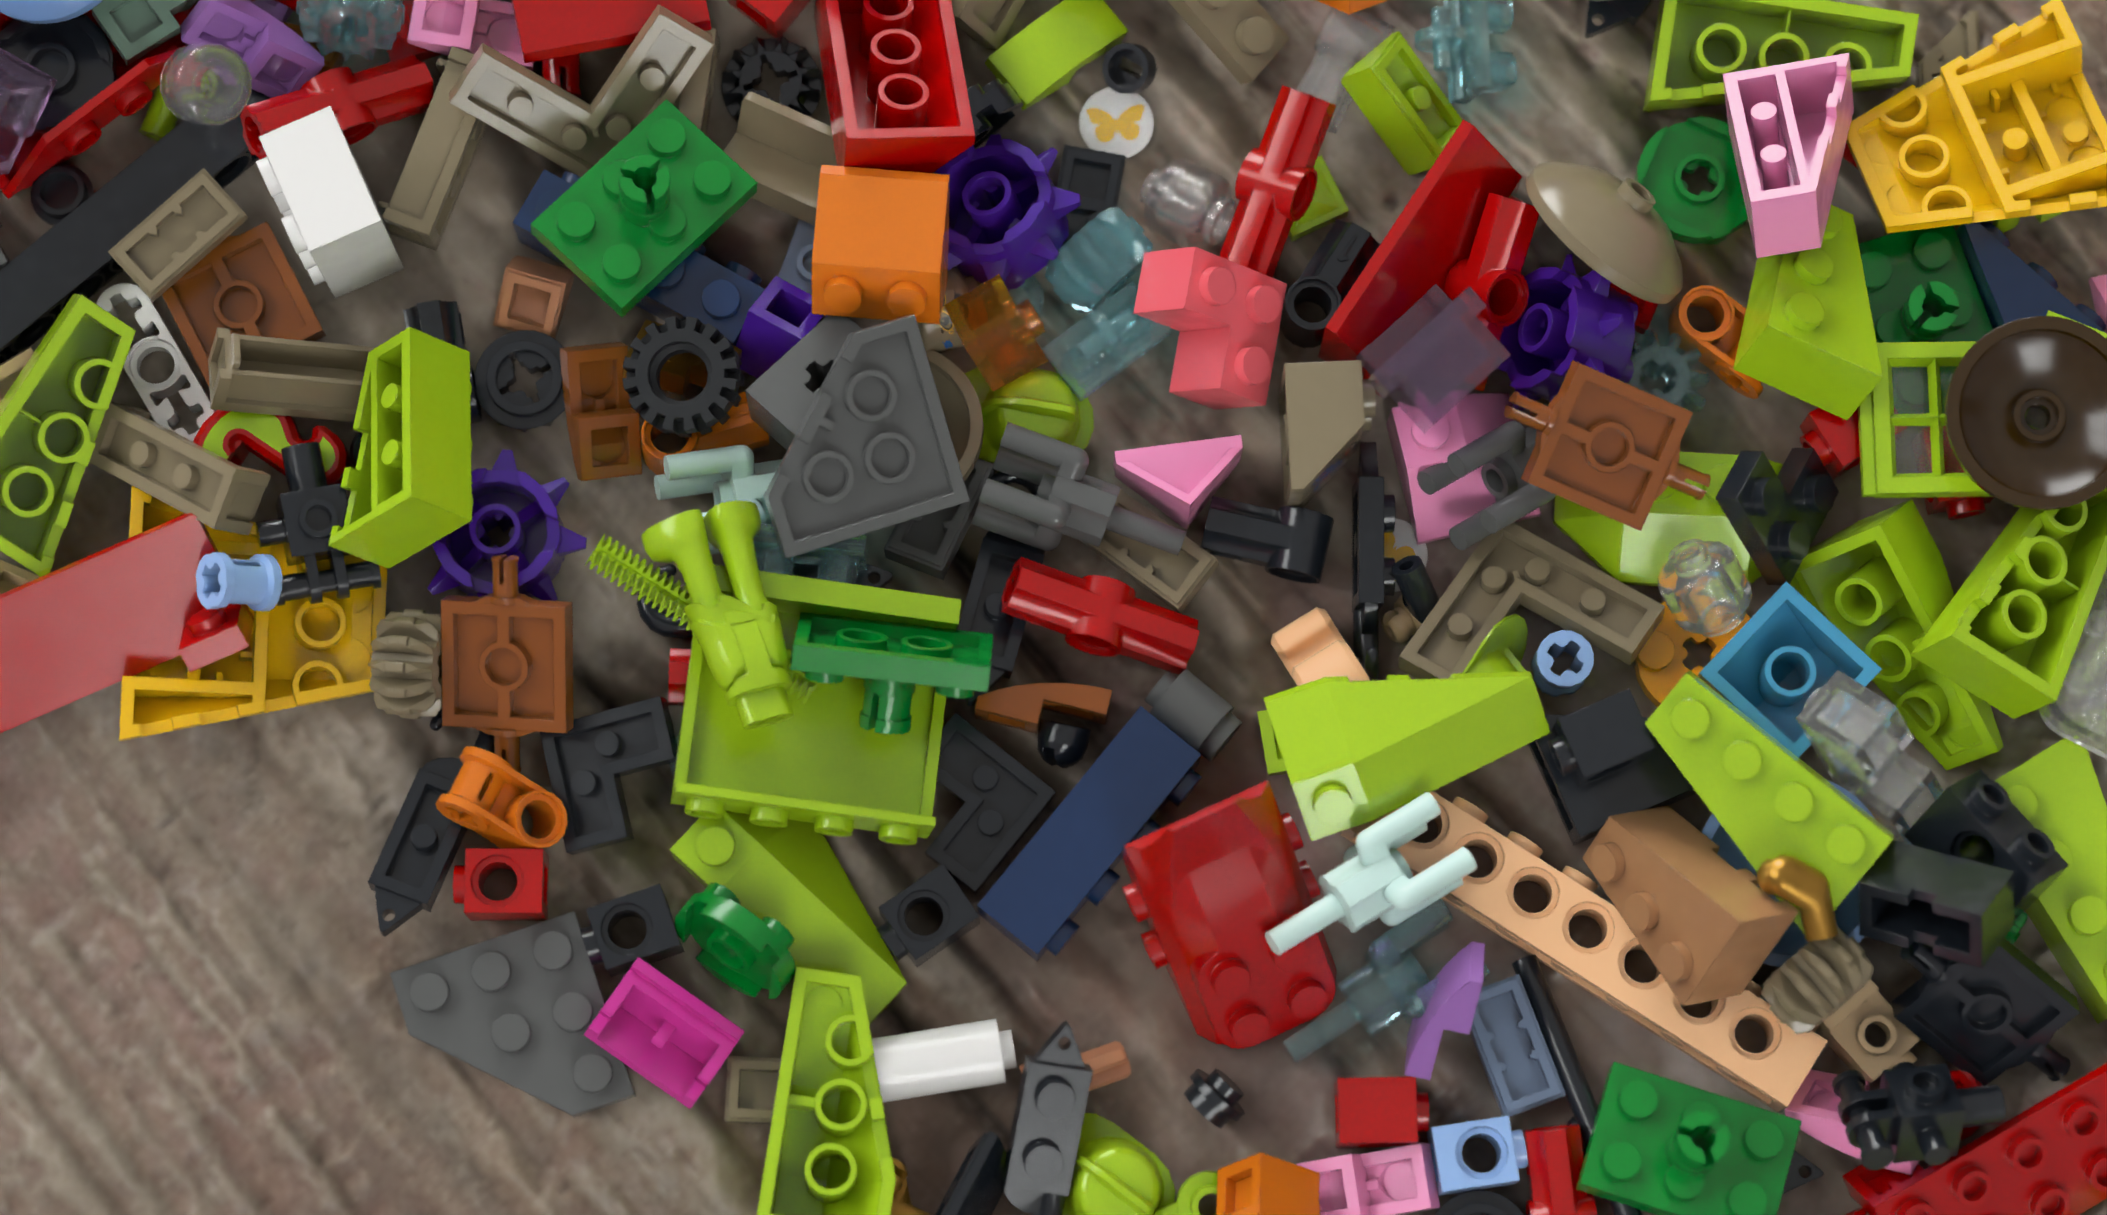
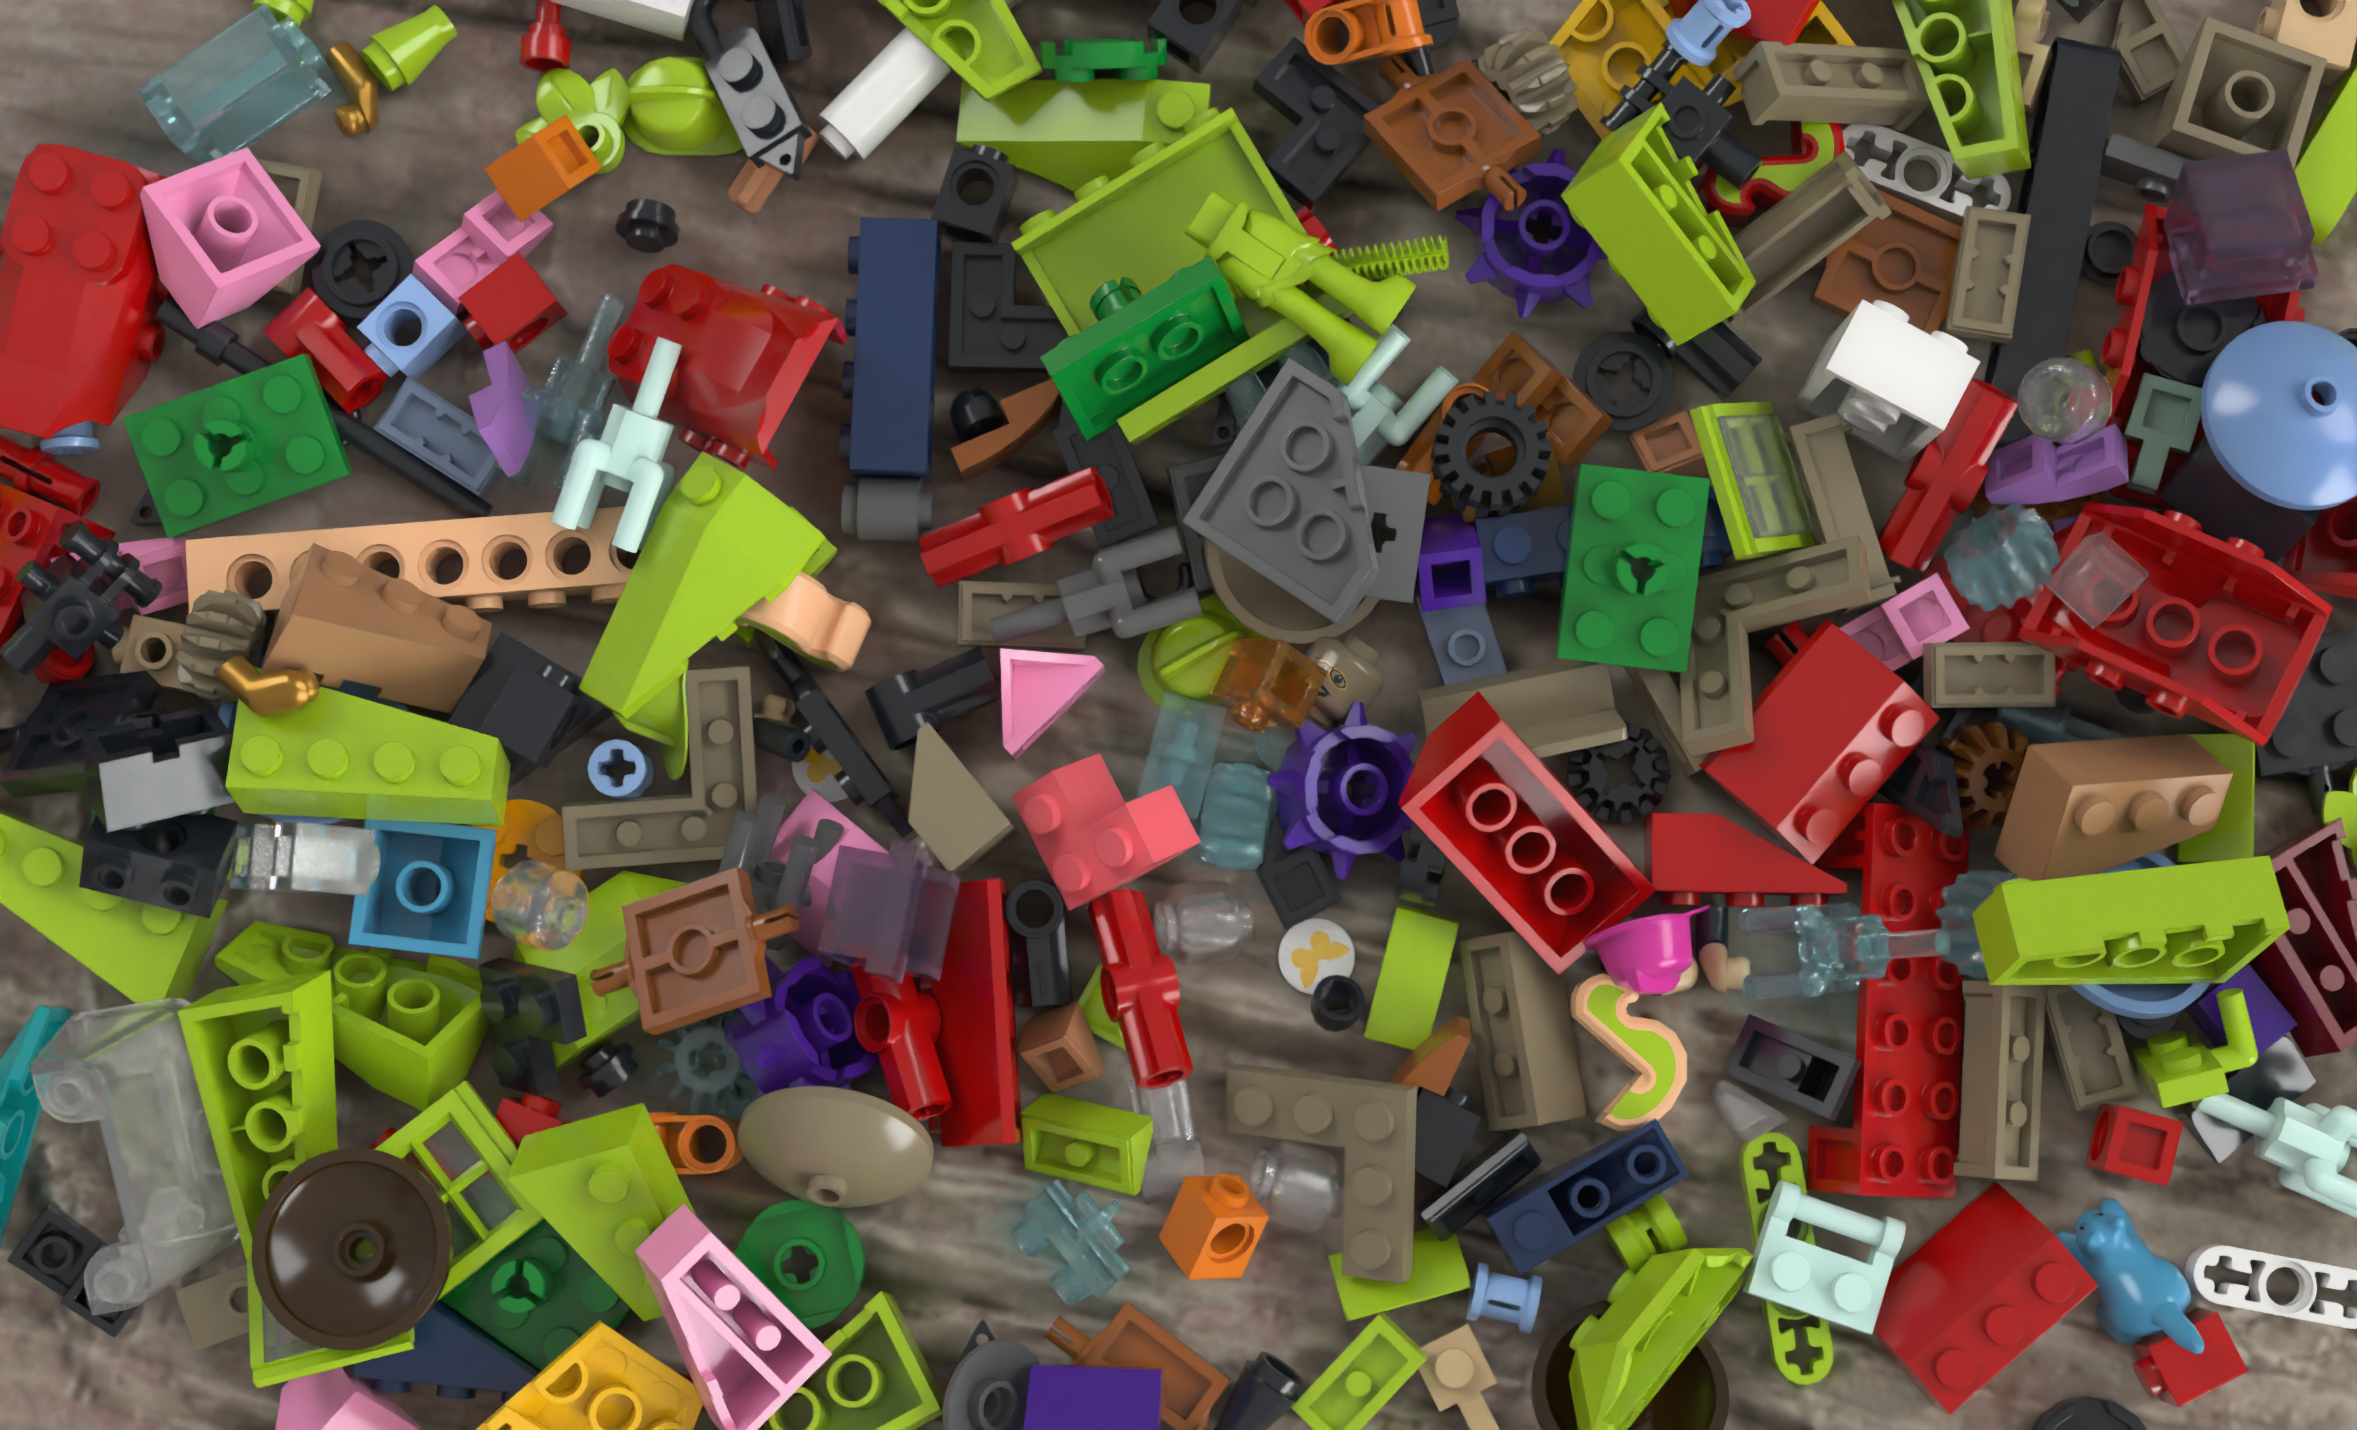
camera: 150 degrees right, 5 degrees up
(490, 214) = (1753, 478): none -> piece
(880, 244) = (1411, 670): orange slope -> none
(1370, 192) = (1061, 1048): none -> nougat slope
(1742, 433) = (607, 1067): none -> black plate

